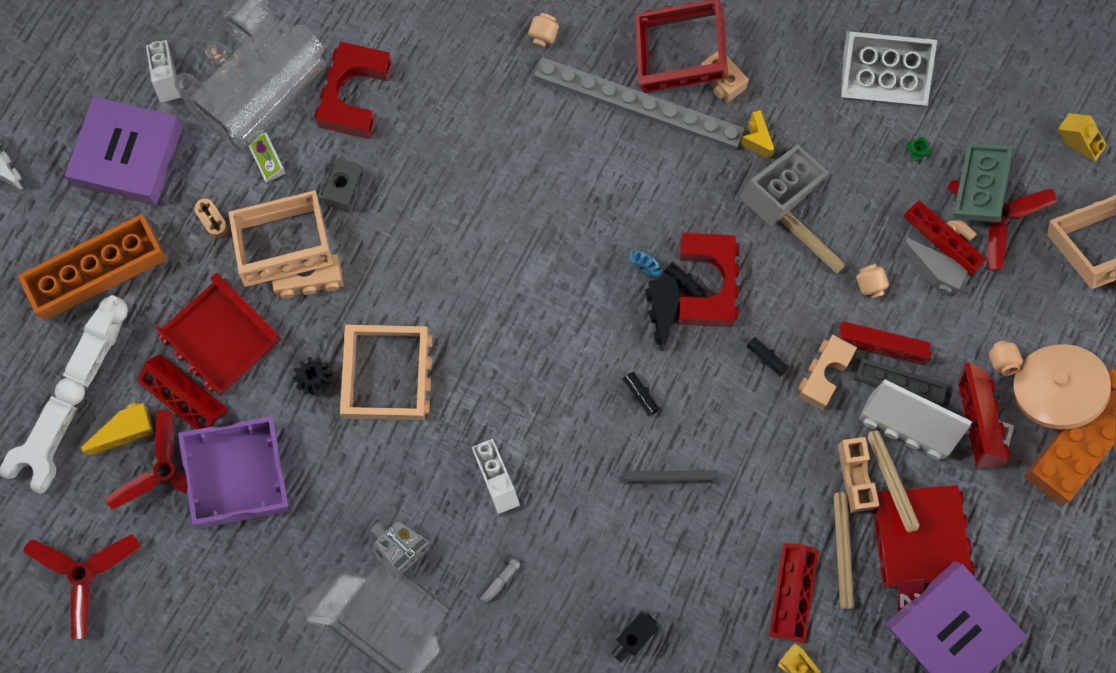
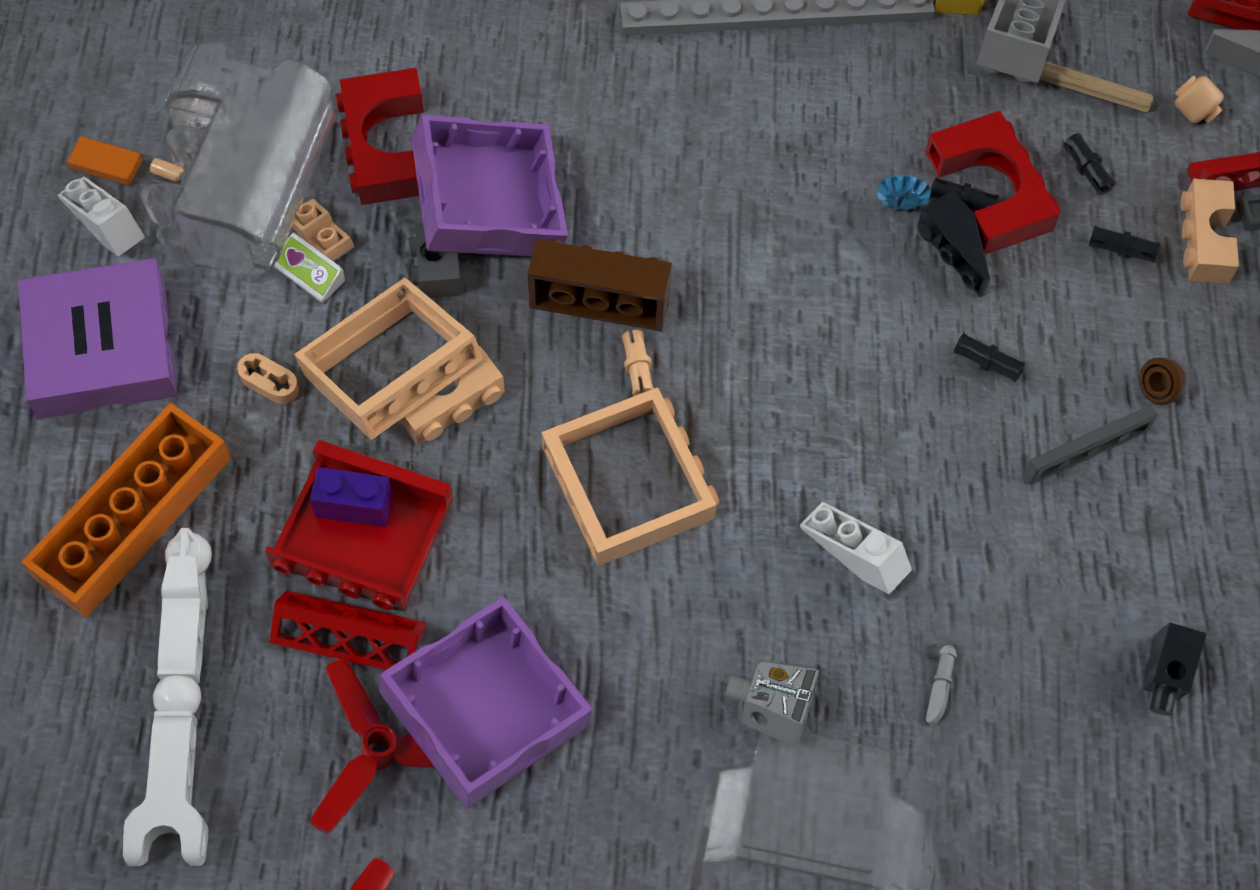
camera: 25 degrees left, 10 degrees down
(123, 428) = (287, 711): yellow slope -> none
(182, 35) = (104, 160): none -> orange tile
(219, 315) = (351, 497): none -> dark purple brick
(285, 136) = (317, 229): none -> light nougat slope
(309, 368) = (526, 510): black gear -> none
(391, 153) = (486, 185): none -> medium lavender tile
(426, 244) = (599, 284): none -> reddish brown brick
(427, 304) = (637, 362): none -> light nougat pin
(738, 456) = (1162, 380): none -> reddish brown brick
(776, 293) = (1089, 164): none -> black pin

